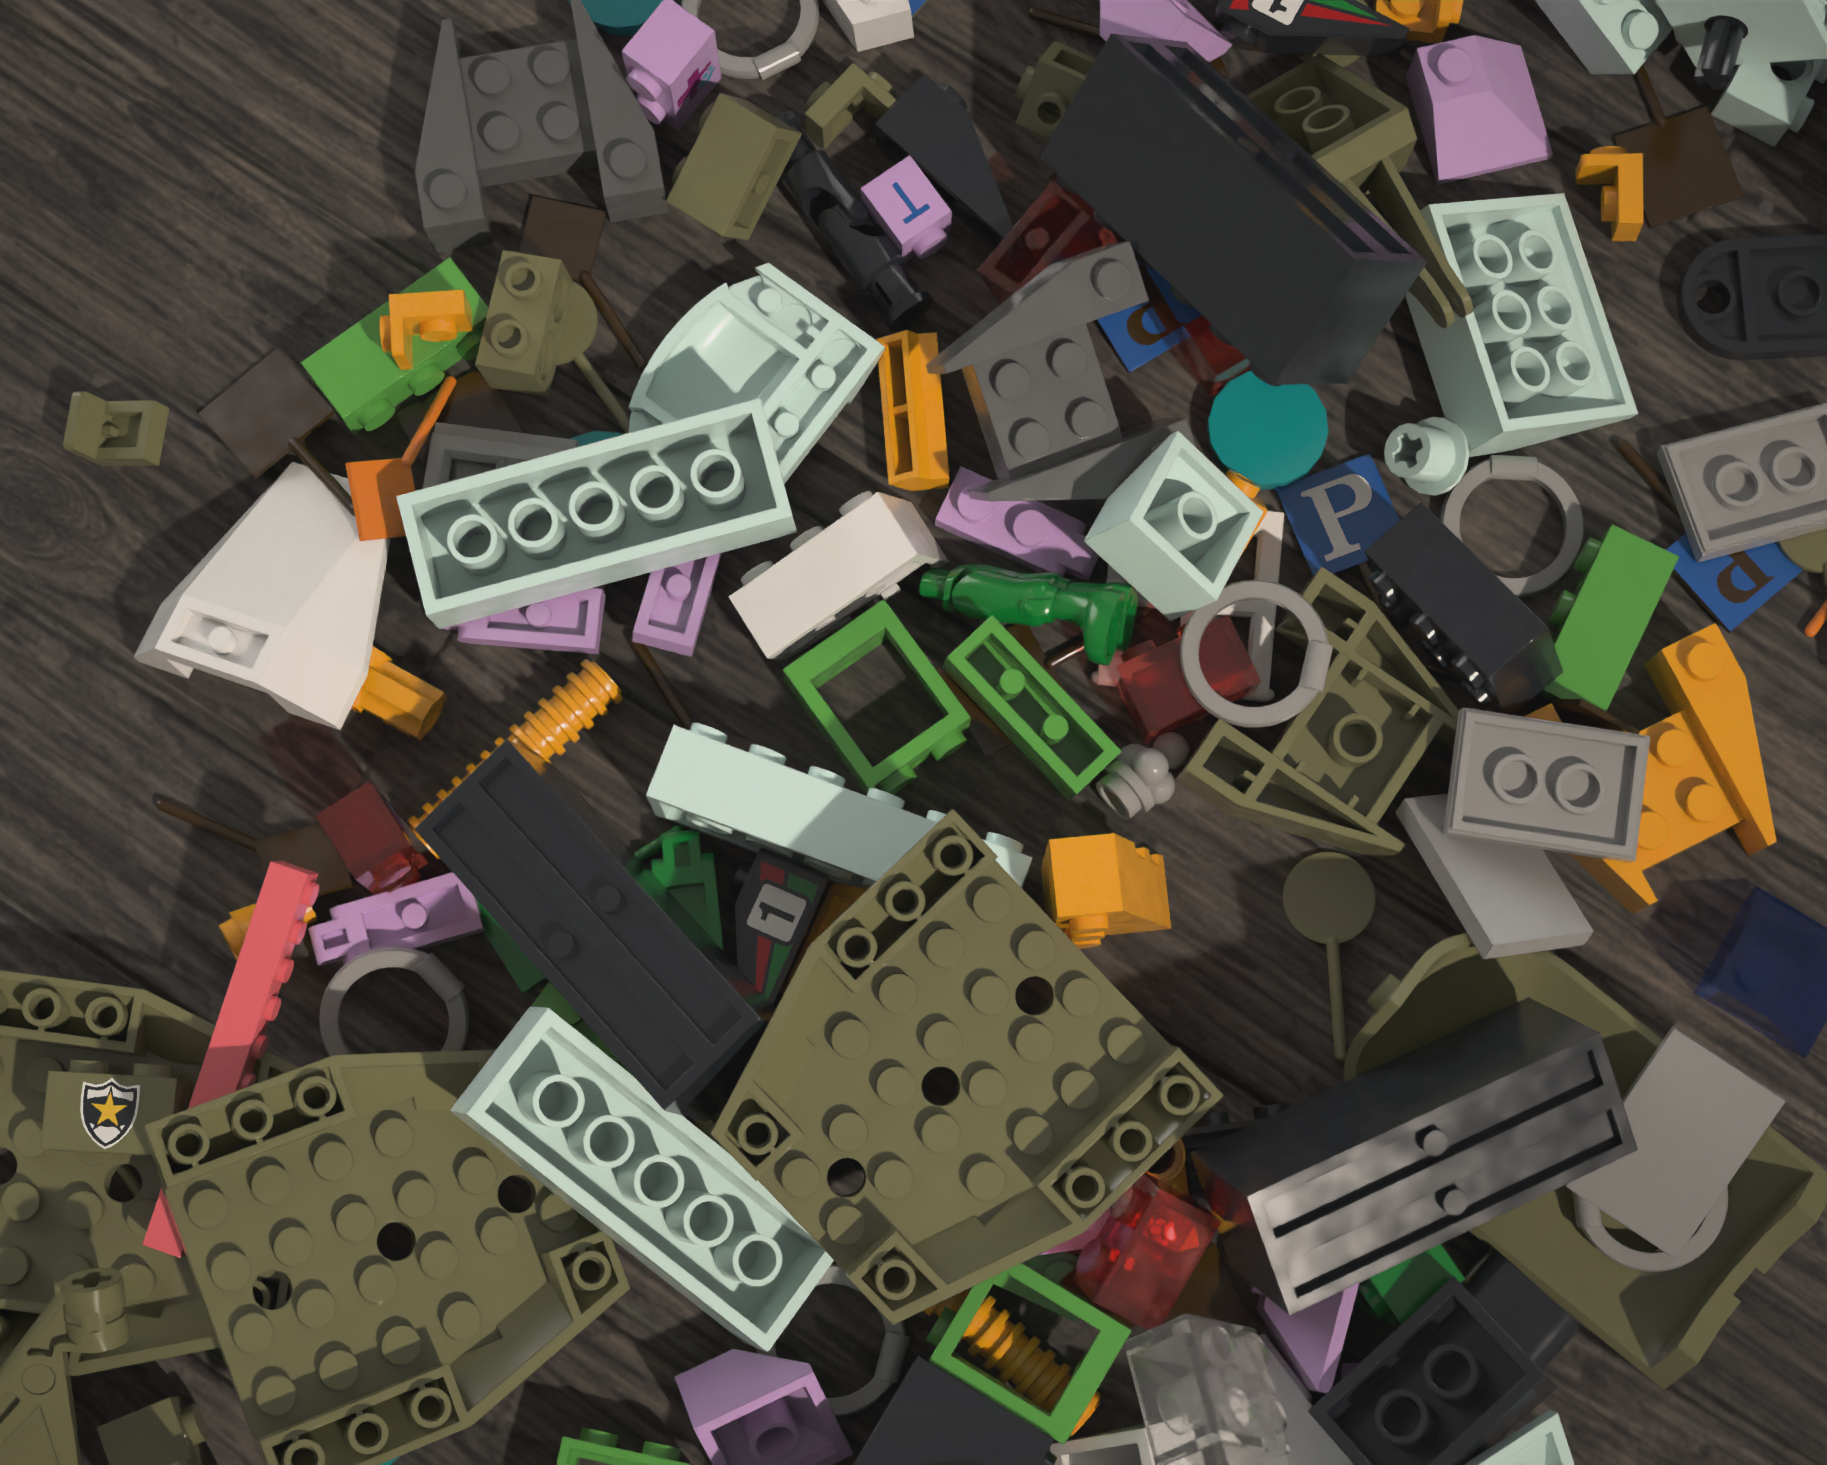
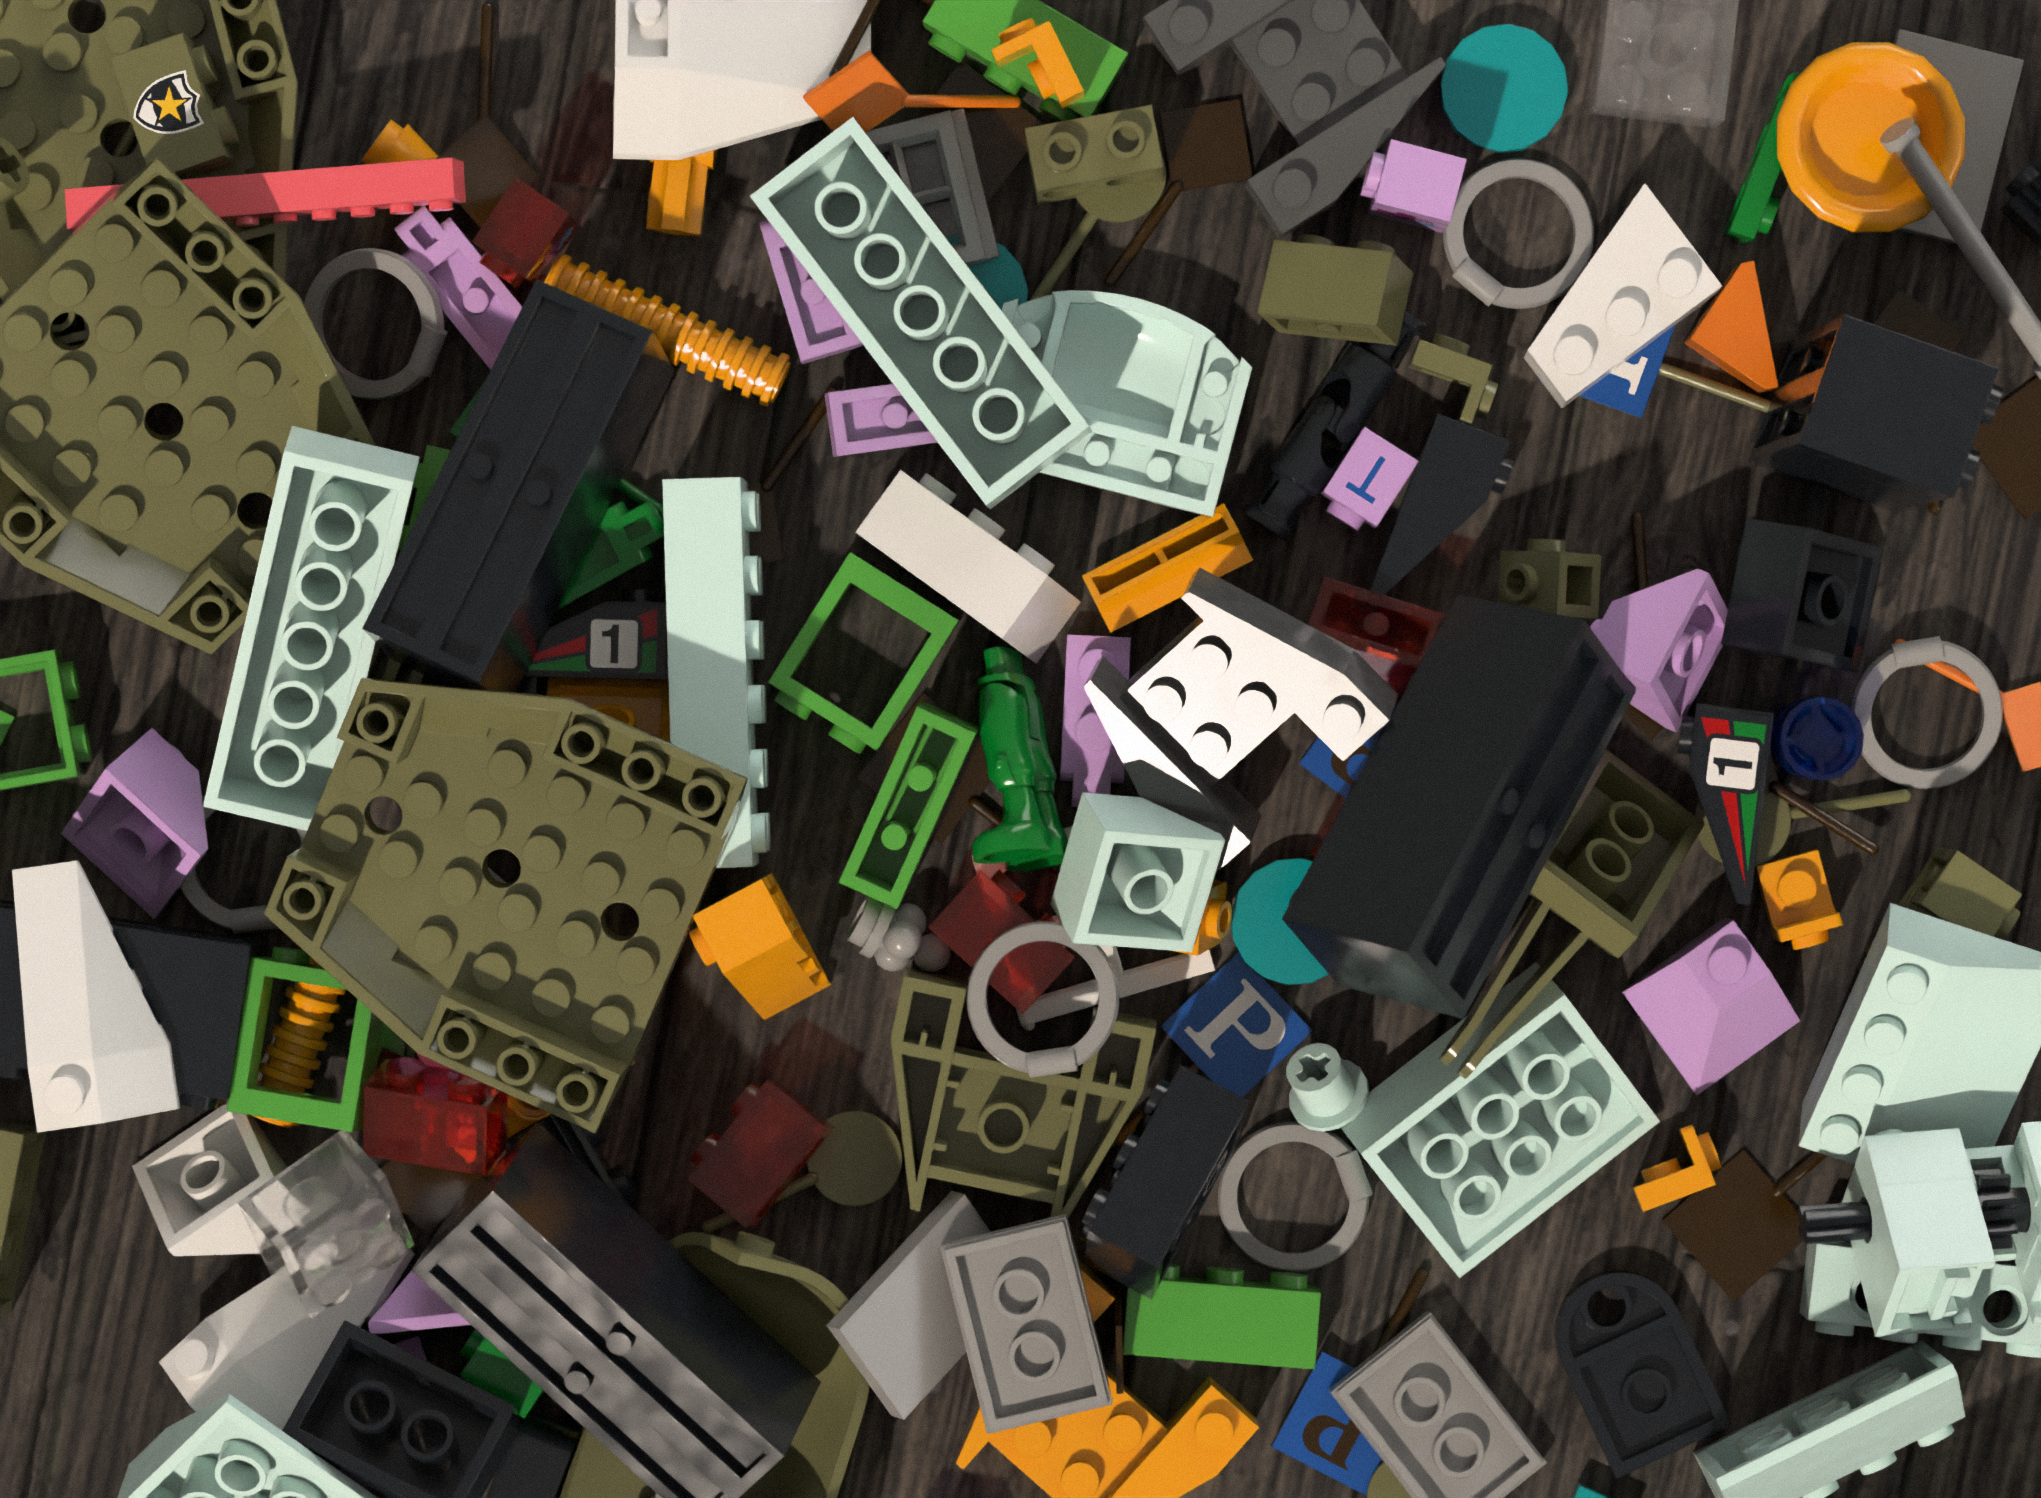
camera: 65 degrees right, 10 degrees up
(1292, 975) = (758, 1151): none -> clear red brick

